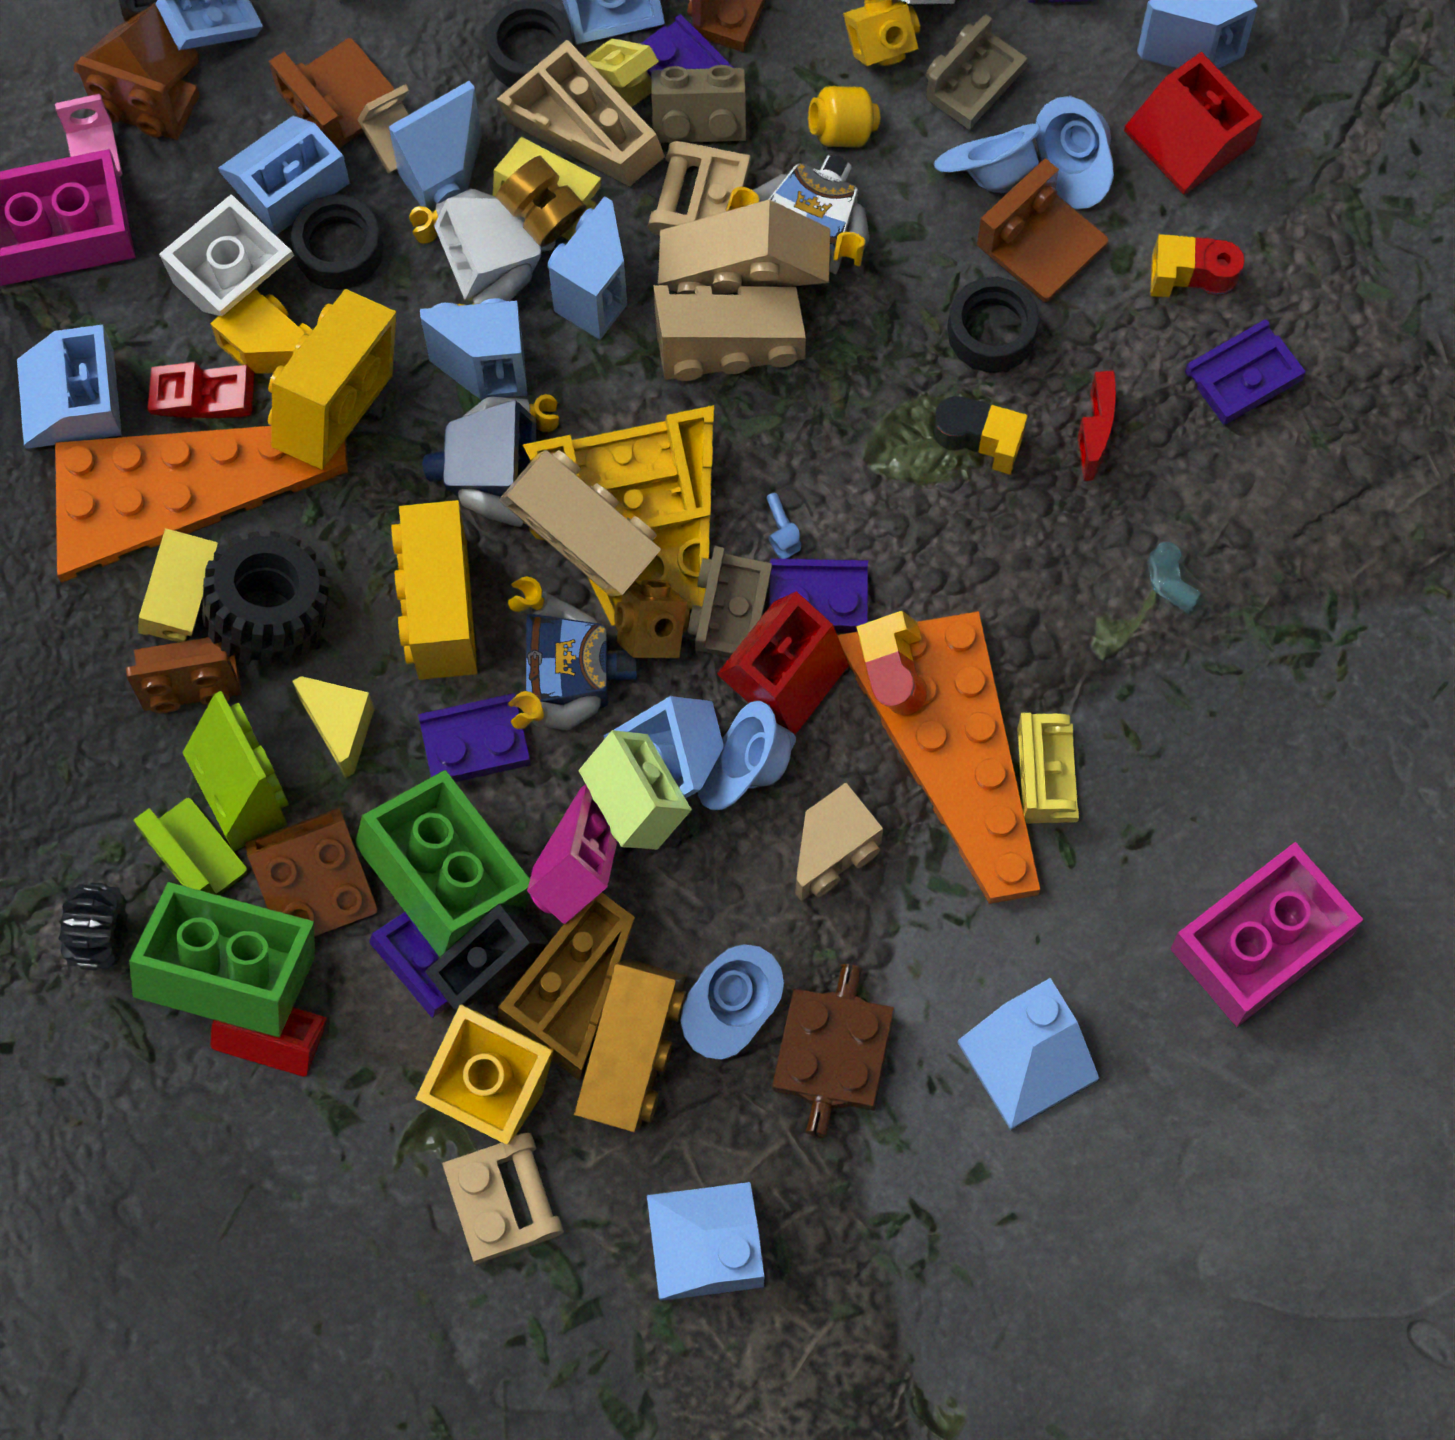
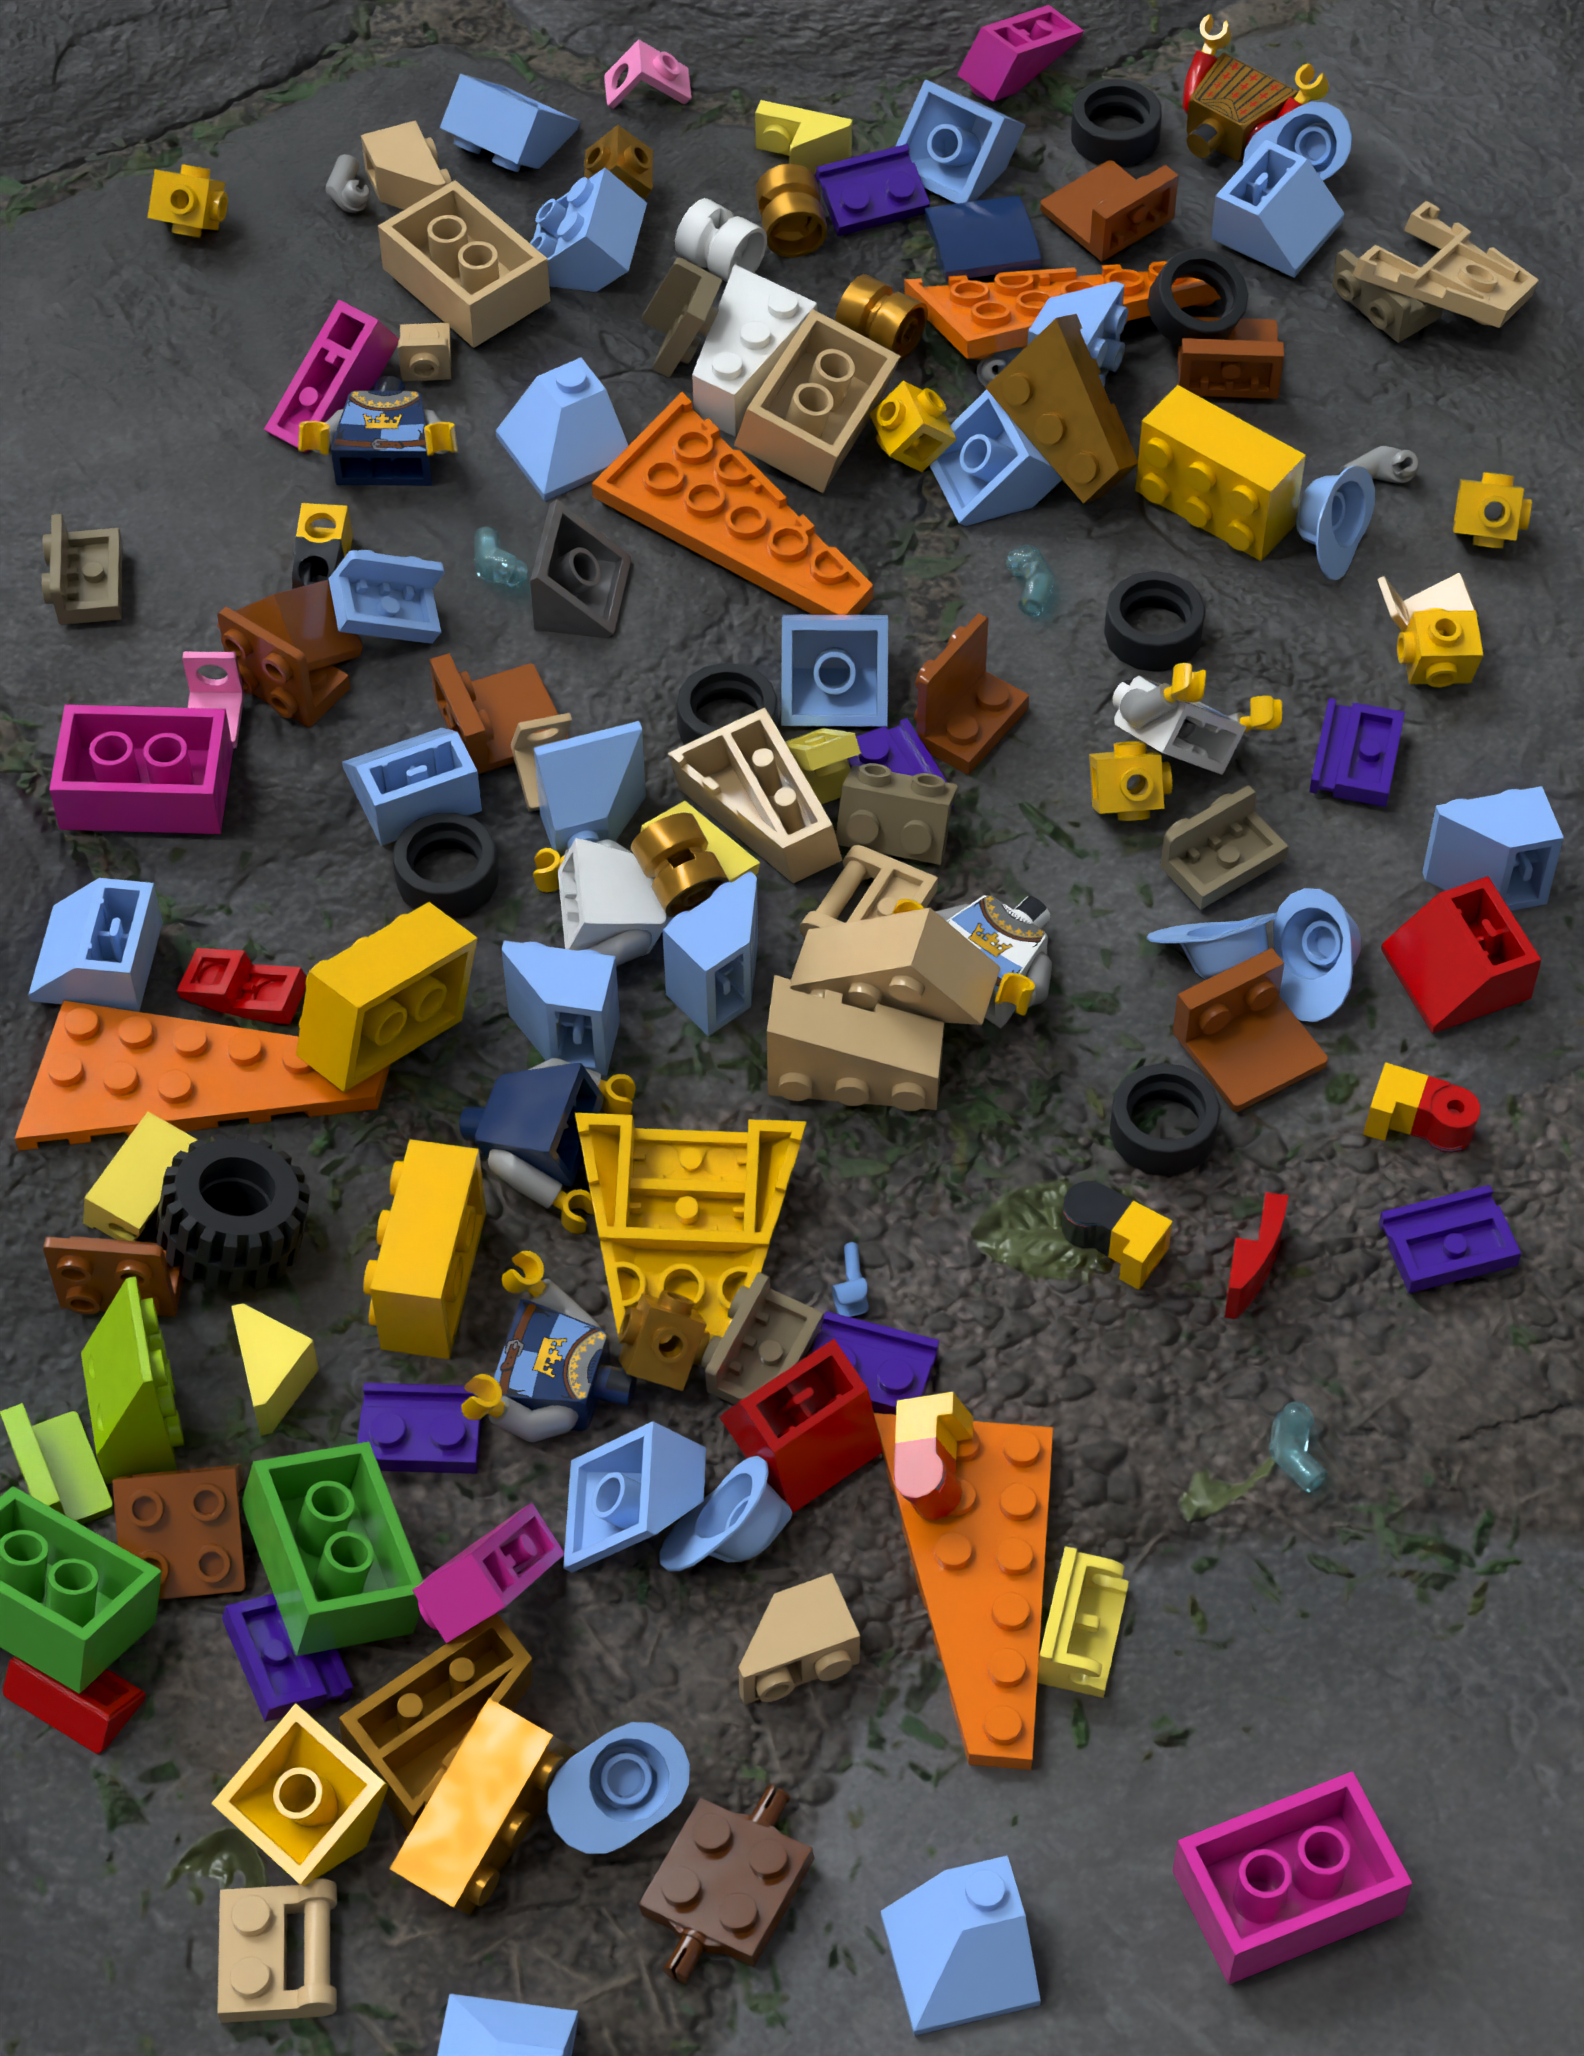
camera: 15 degrees right, 15 degrees down
(224, 257) = (310, 845): white slope -> none
(258, 333) = (318, 927): yellow slope -> none
(488, 956) = (347, 1660): black slope -> none
(581, 522) = (608, 1203): tan brick -> none
(634, 790) = (580, 1519): yellowish green brick -> none
(843, 116) = (1057, 861): yellow head -> none

